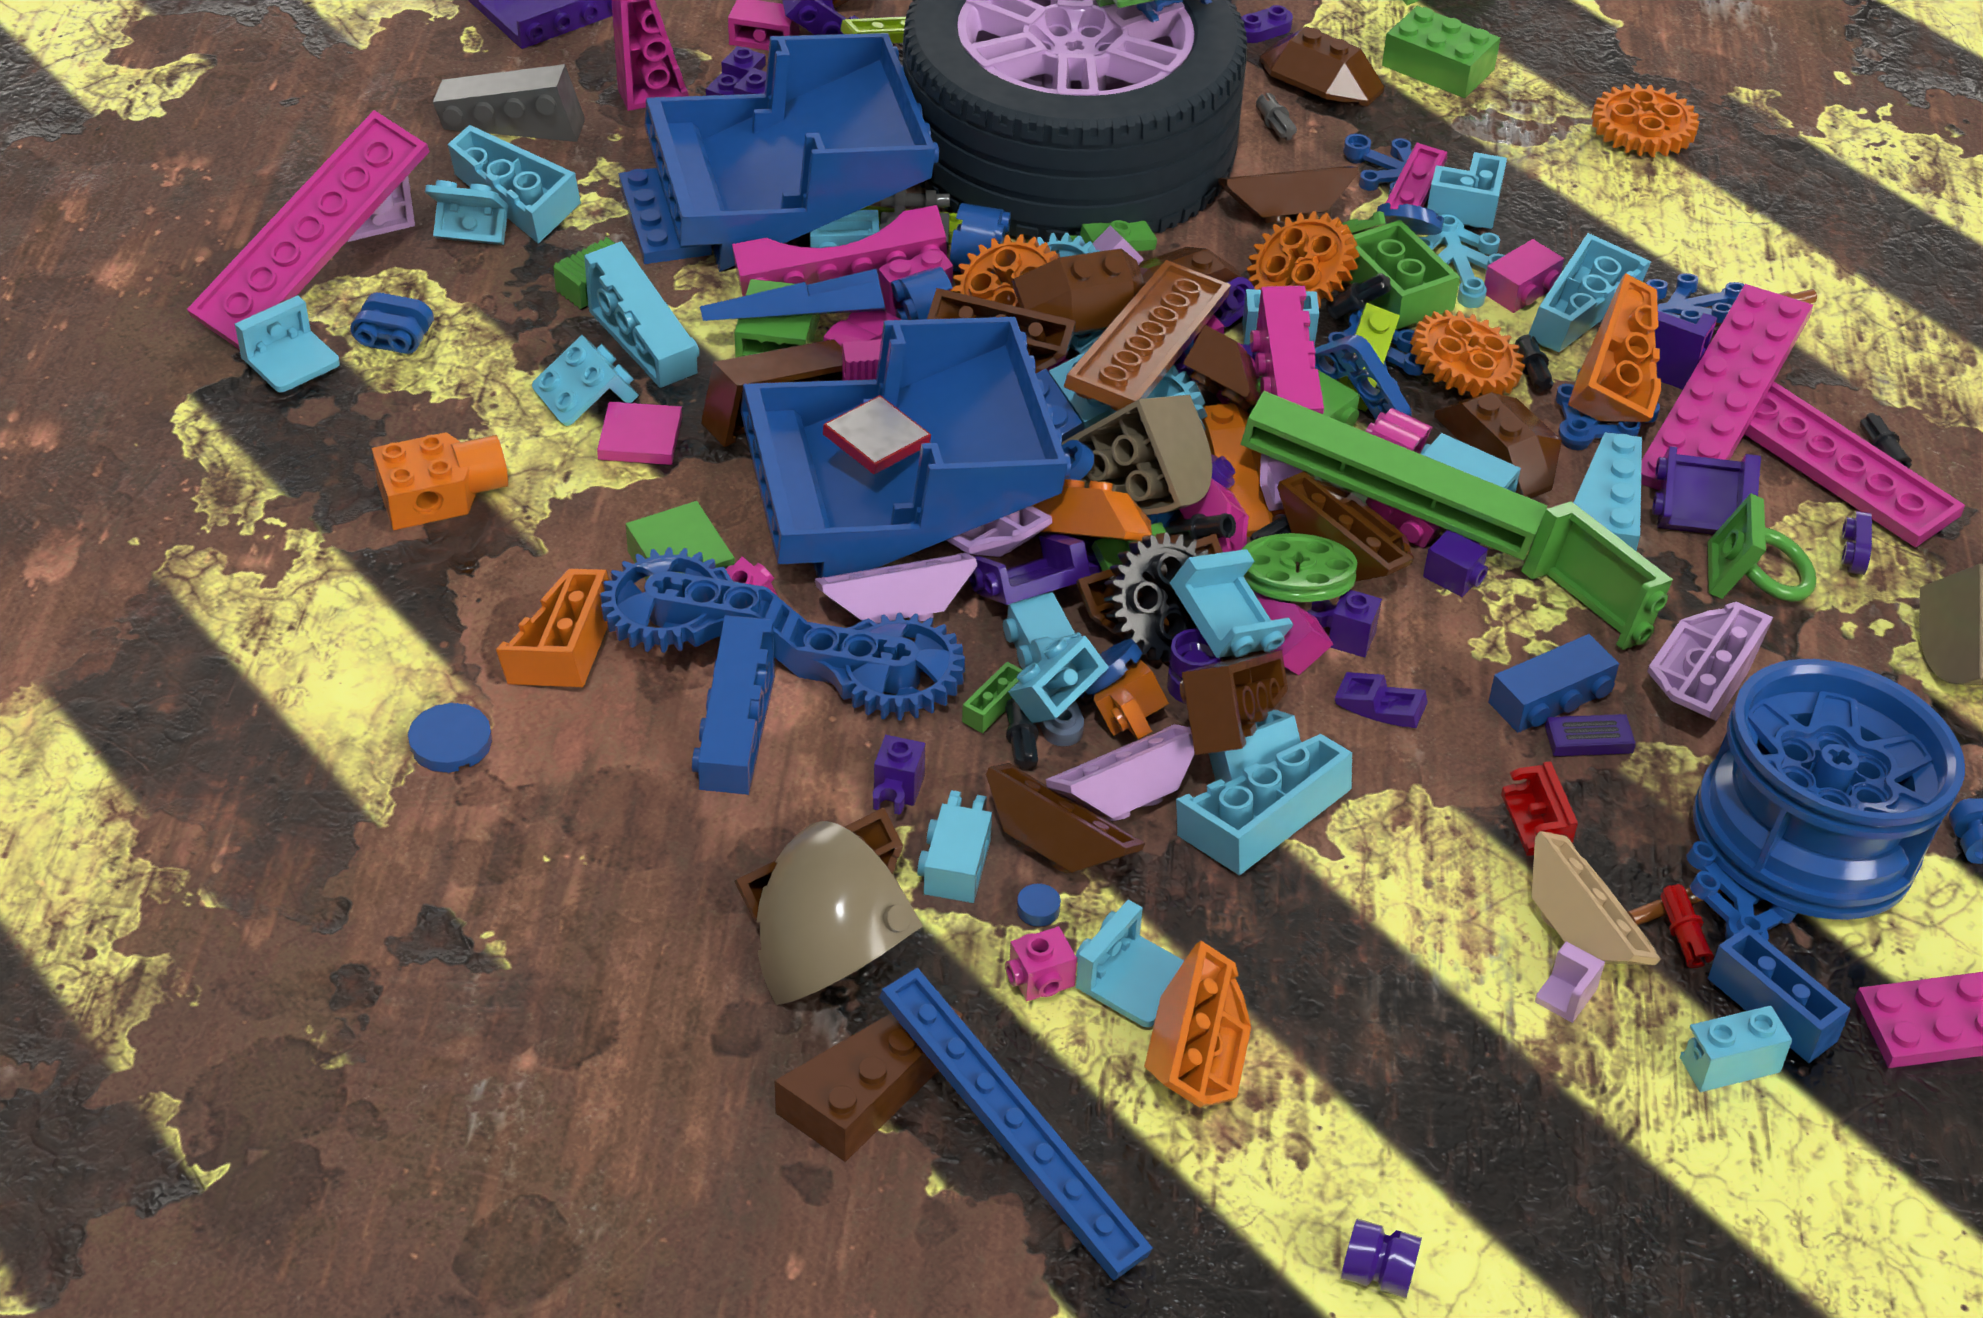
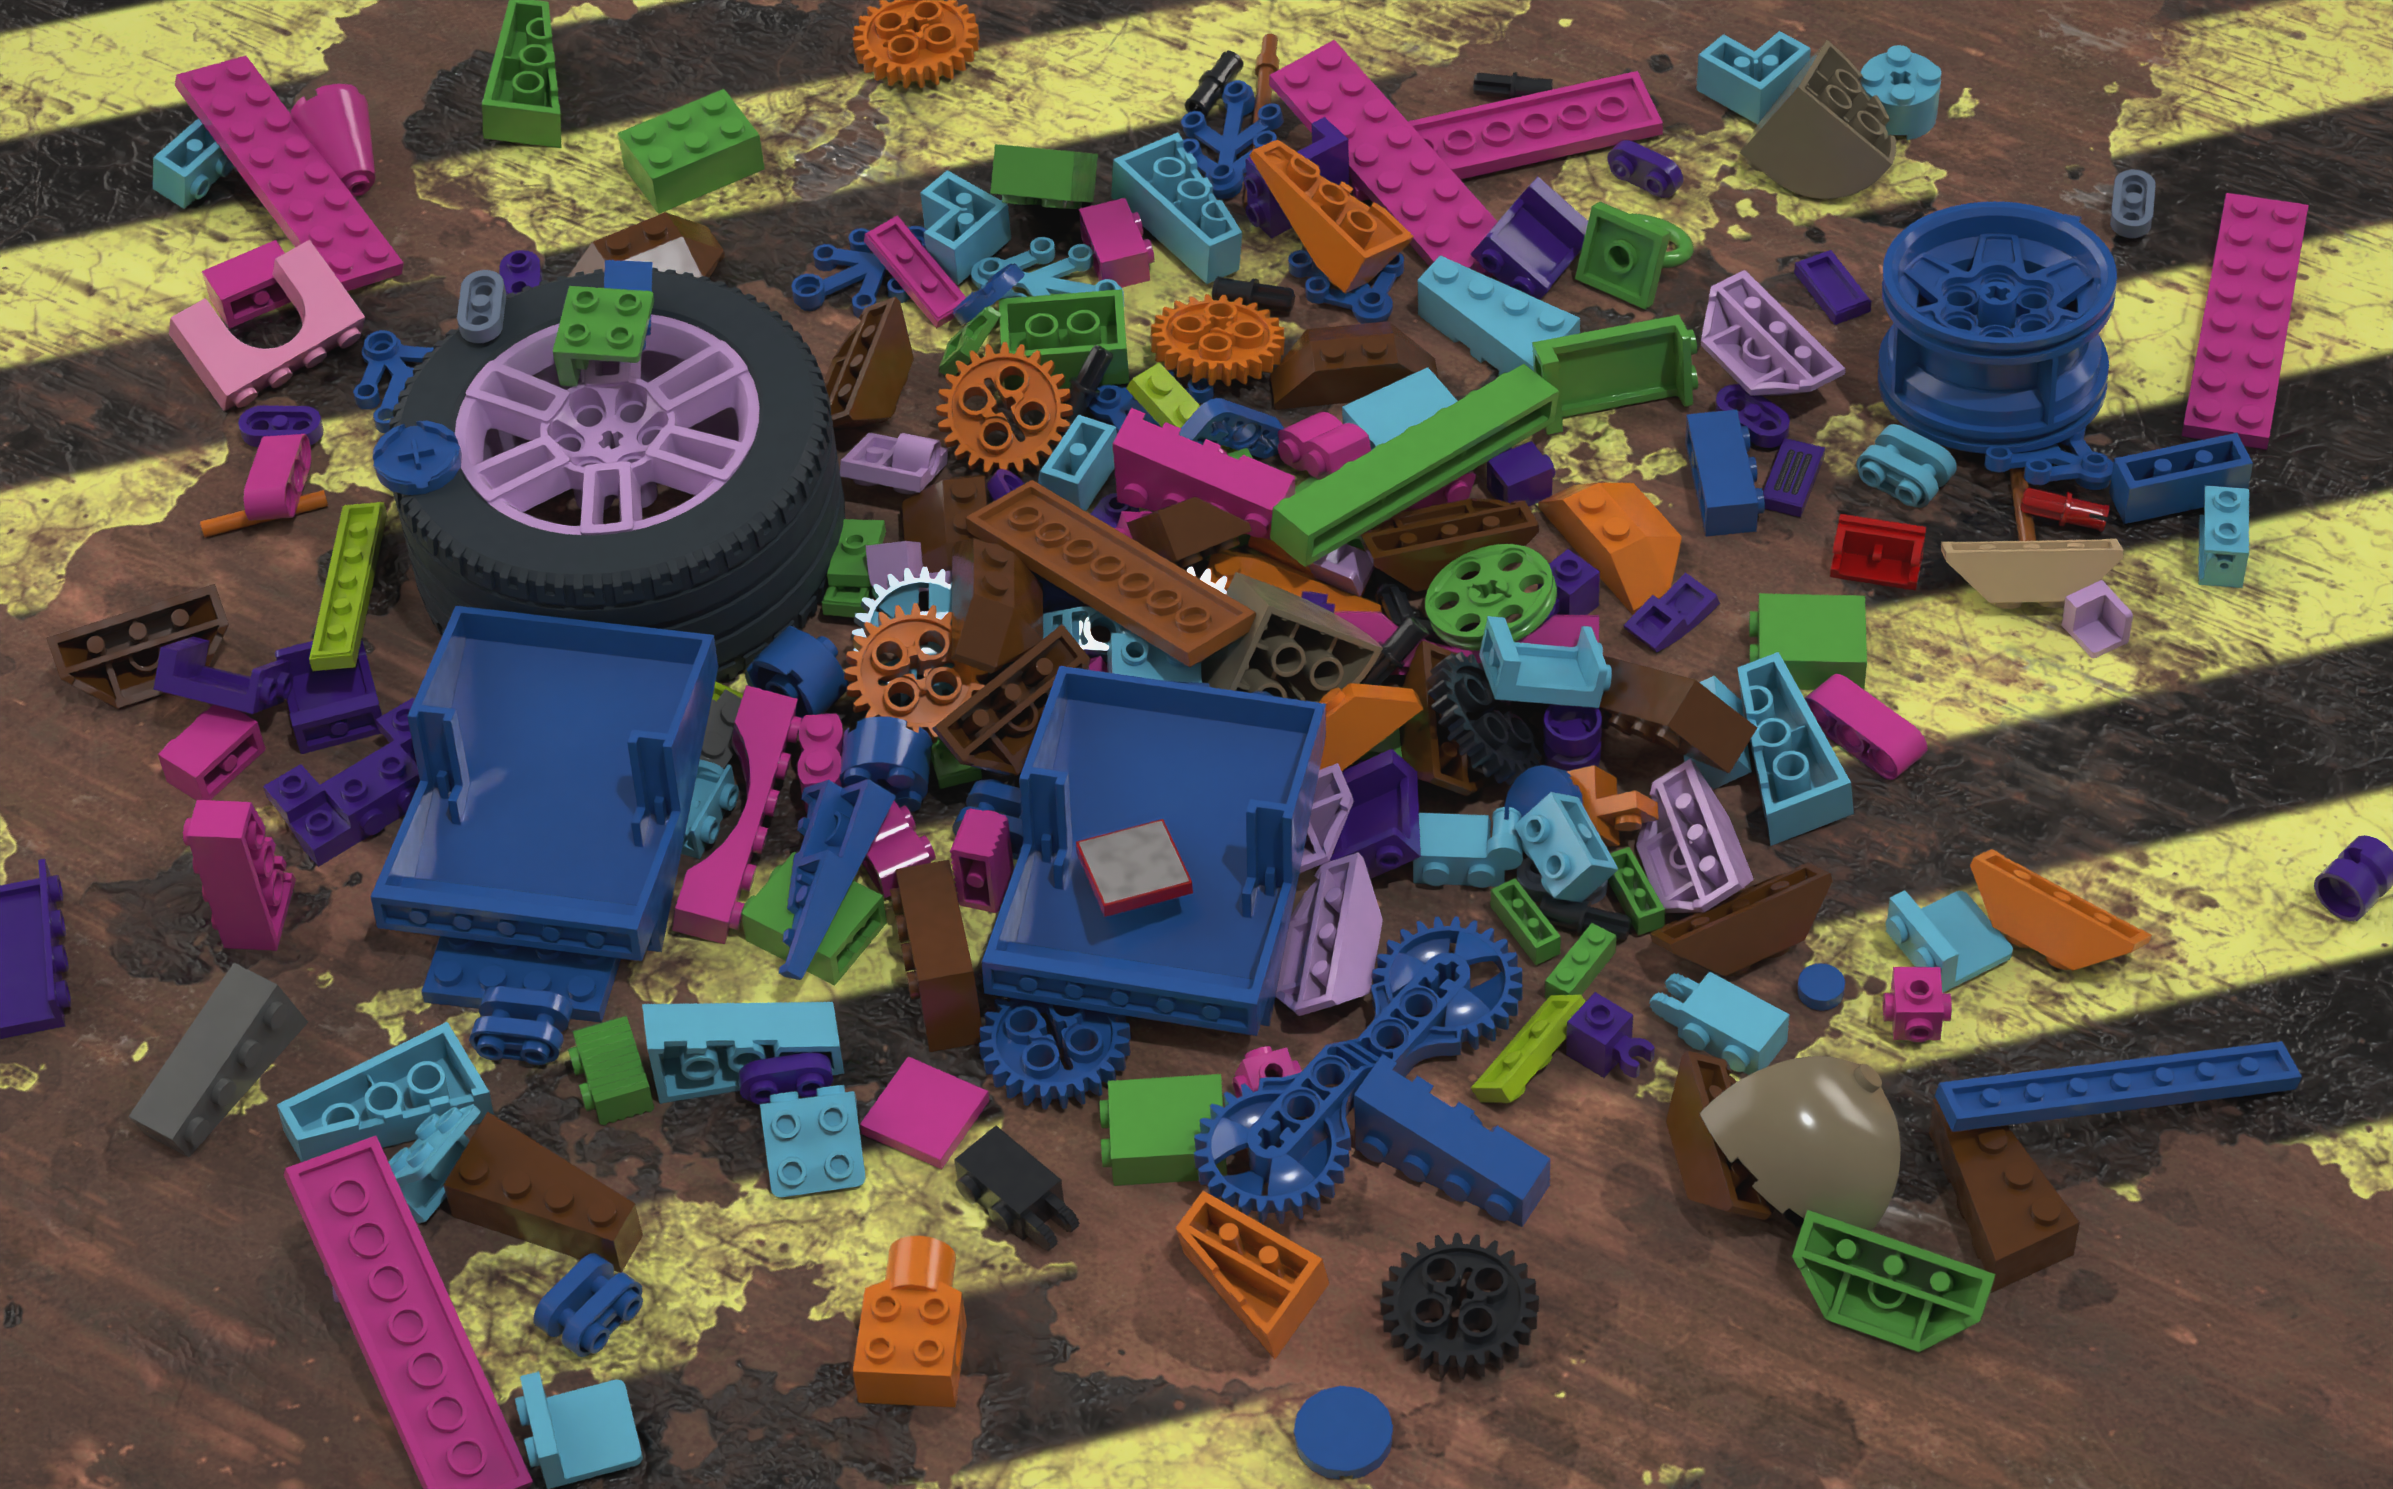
camera: 60 degrees left, 5 degrees up
(469, 269) = (539, 1197): none -> reddish brown wedge
(587, 491) = (1013, 1188): none -> black hinge
(592, 764) = (1503, 1314): none -> black gear
(595, 216) = (520, 1025): none -> blue brick
(629, 352) = (785, 1074): none -> dark purple plate
(718, 475) = (1016, 1055): none -> blue gear
(736, 1016) = (1888, 1284): none -> bright green wedge
(863, 736) = (1528, 1051): none -> lime plate
(970, 744) = (1582, 963): none -> bright green piece
(1065, 751) = (1636, 893): none -> bright green piece
(1218, 229) = (899, 462): none -> lavender plate
(1335, 852) = (1866, 727): none -> dark pink beam
(1407, 792) = (1812, 635): none -> bright green brick
(1436, 640) = (1619, 536): none -> orange wedge
(1540, 203) = (1043, 176): none -> bright green brick
(1633, 688) = (1765, 420): none -> dark purple plate
(1634, 811) = (1906, 466): none -> medium azure brick
(1714, 279) = (1213, 83): none -> black pin

